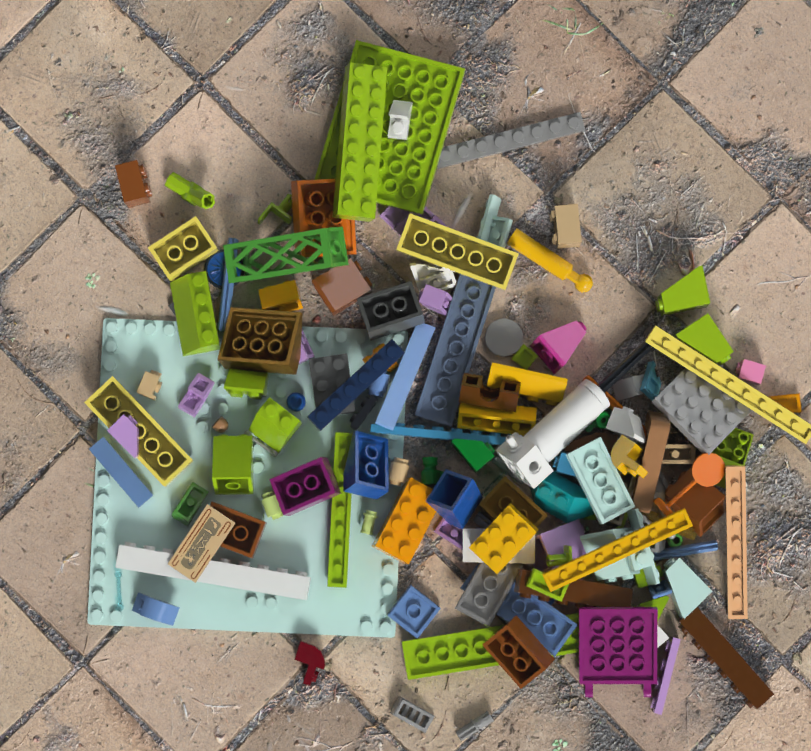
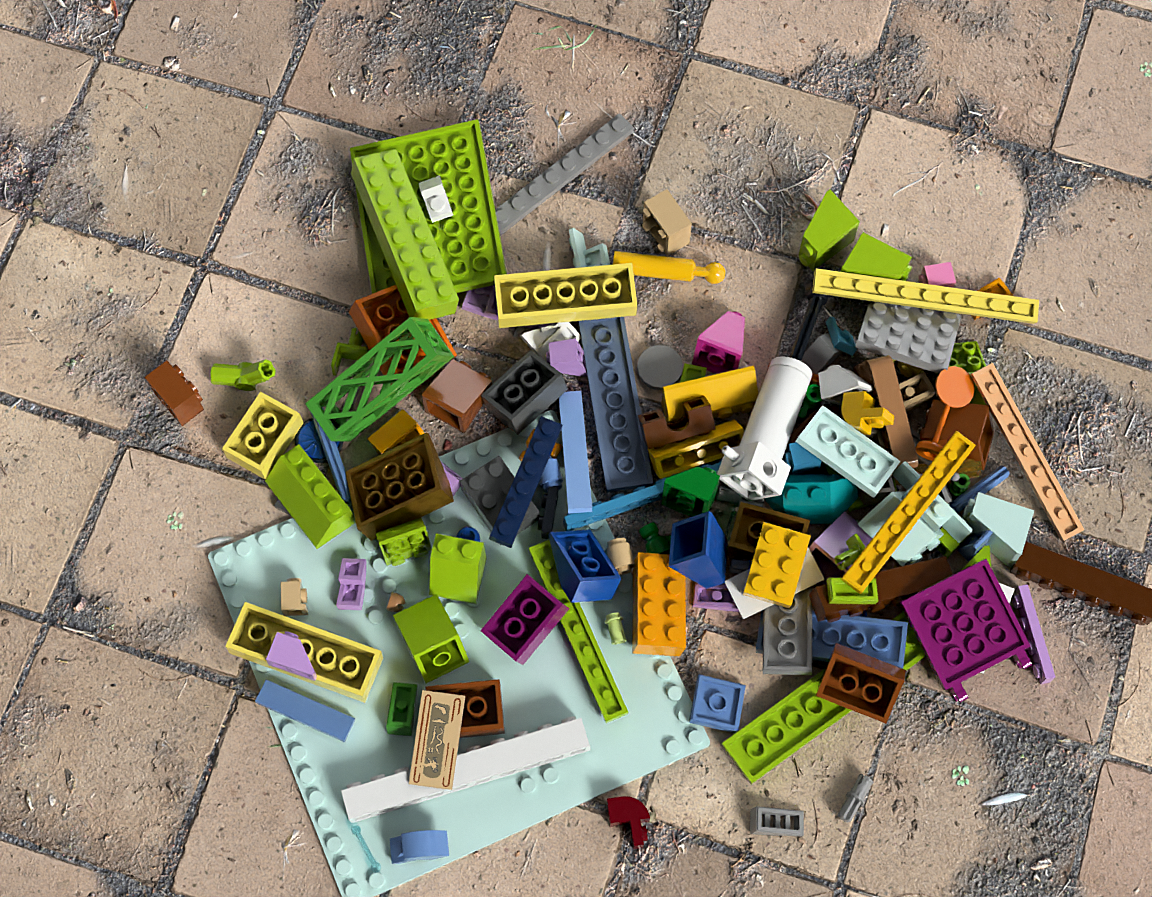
camera: 30 degrees left, 15 degrees down
(271, 505) = (497, 661): yellowish green brick -> none
(272, 452) = (469, 604): light grey hinge -> none

